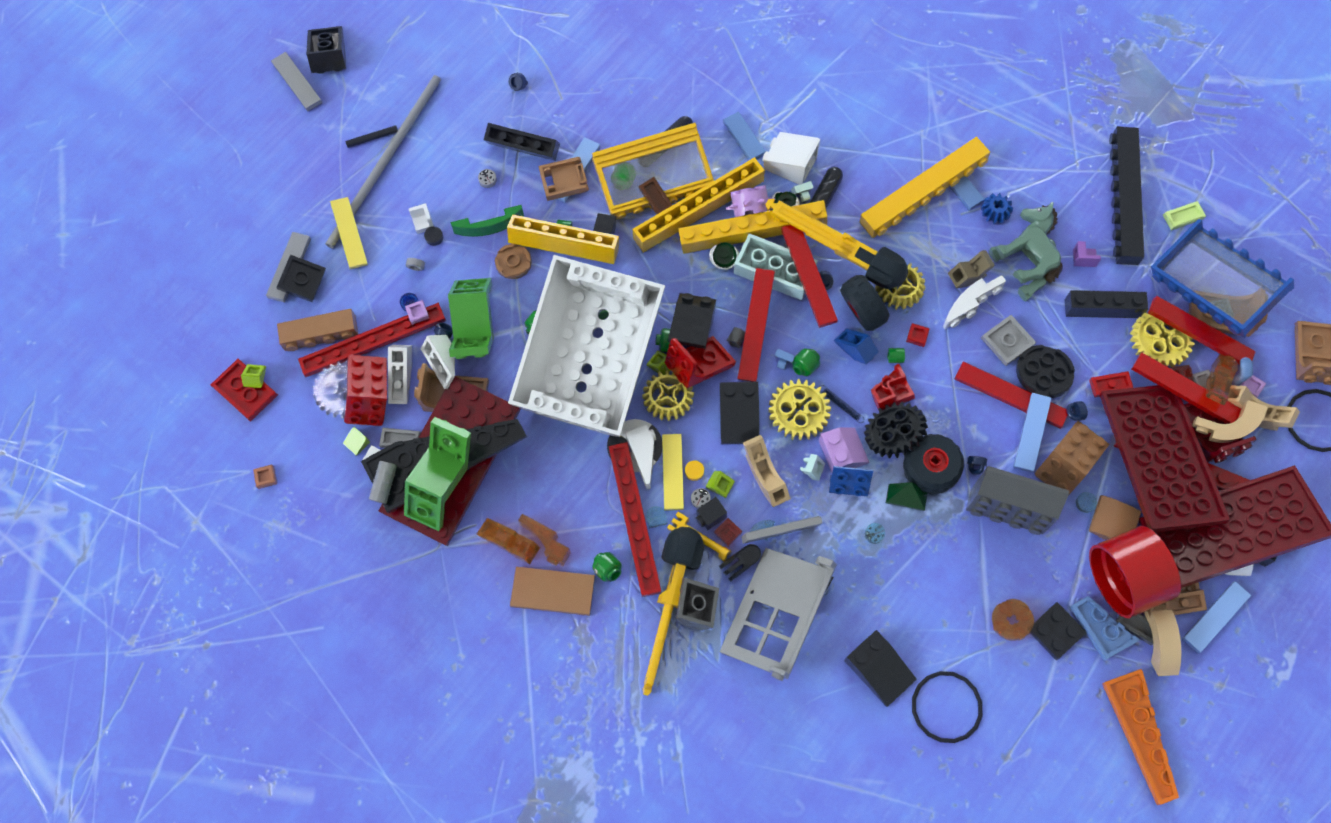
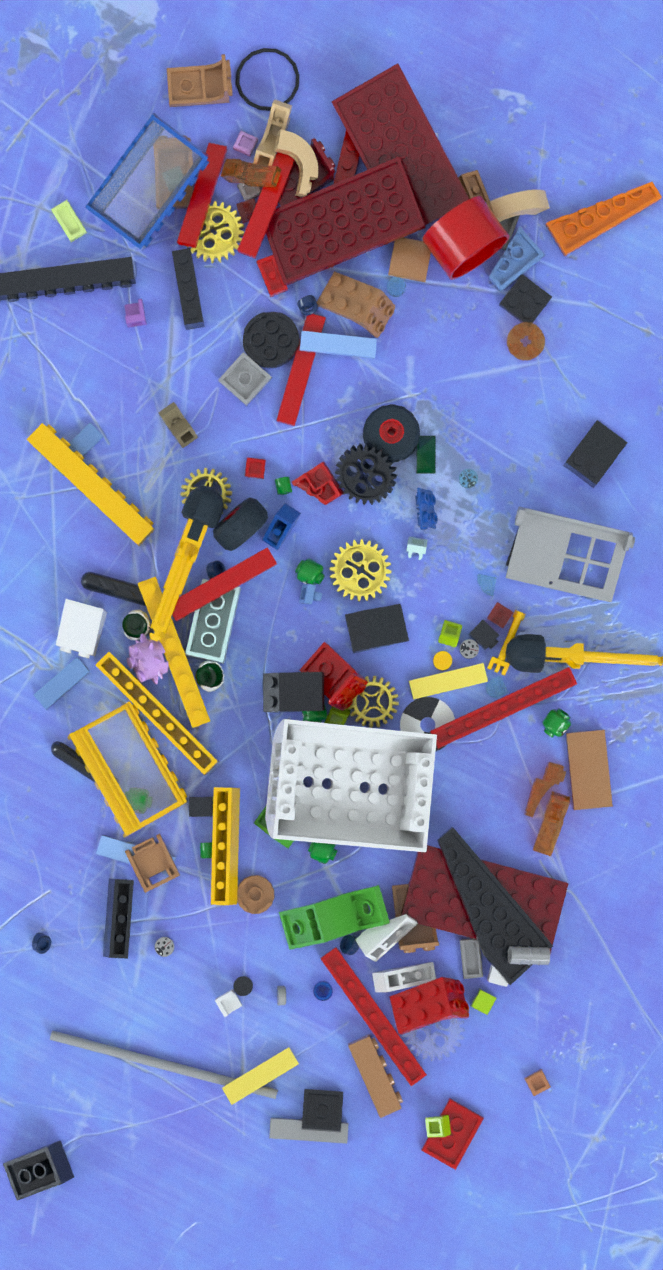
camera: 105 degrees left, 15 degrees up
(296, 81) = (84, 1193): light grey tile -> none
(371, 136) = (137, 1087): black bar -> none
(417, 312) = (336, 976): lavender tile -> none
(437, 473) = (514, 900): bright green bracket -> none
(486, 227) = (228, 953): green slope -> none
(642, 447) = (432, 714): white slope -> none
(655, 195) = (160, 758): reddish brown tile -> none
(697, 604) = (577, 628): flat silver slope -> none
(736, 337) = (296, 646): dark grey hose -> none
(746, 557) = (524, 598): black arm -> none
(756, 325) = (283, 628): red tile -> none
(764, 472) = (434, 589): tan arch -> none
(781, 529) = (487, 565): light grey tile -> none
(802, 191) = (117, 609): light aqua tile -> none
(842, 405) = (344, 530): dark blue piece -> none
(843, 448) = (392, 520): lavender slope -> none
(946, 740) = (622, 361): black piece -> none
(970, 300) = (215, 425): white slope -> none
(978, 461) = (378, 393): dark blue tile -> none
(996, 208) = (92, 411): blue gear -> none
(1016, 500) = (422, 351): dark grey slope -> none
(1037, 248) = (138, 362): sand green animal -> none
(1216, 617) = (481, 160): light blue tile -> none
(1246, 371) = (234, 150): medium blue arm -> none

